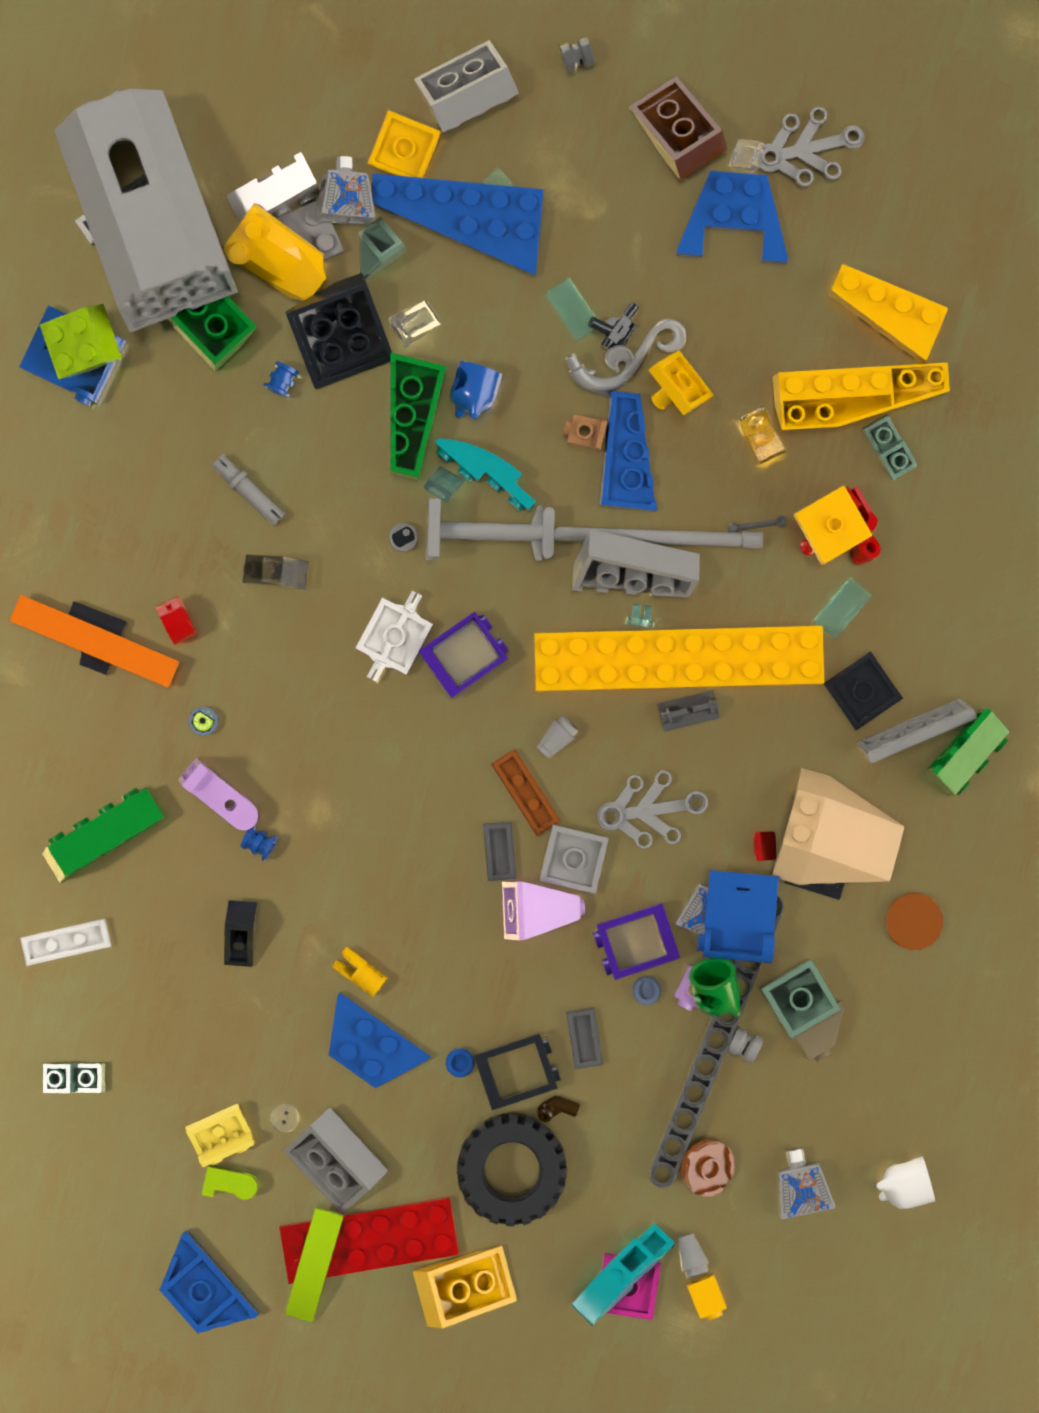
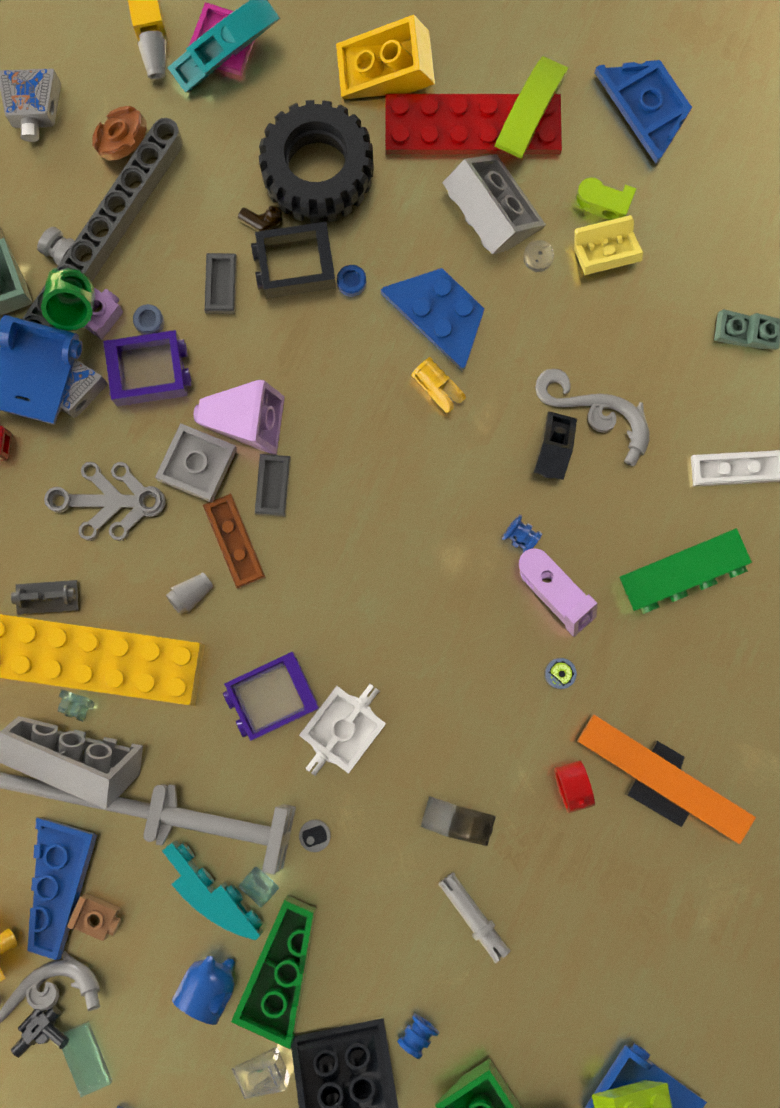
camera: 170 degrees left, 5 degrees down
(168, 974) = (635, 415): none -> light grey plant

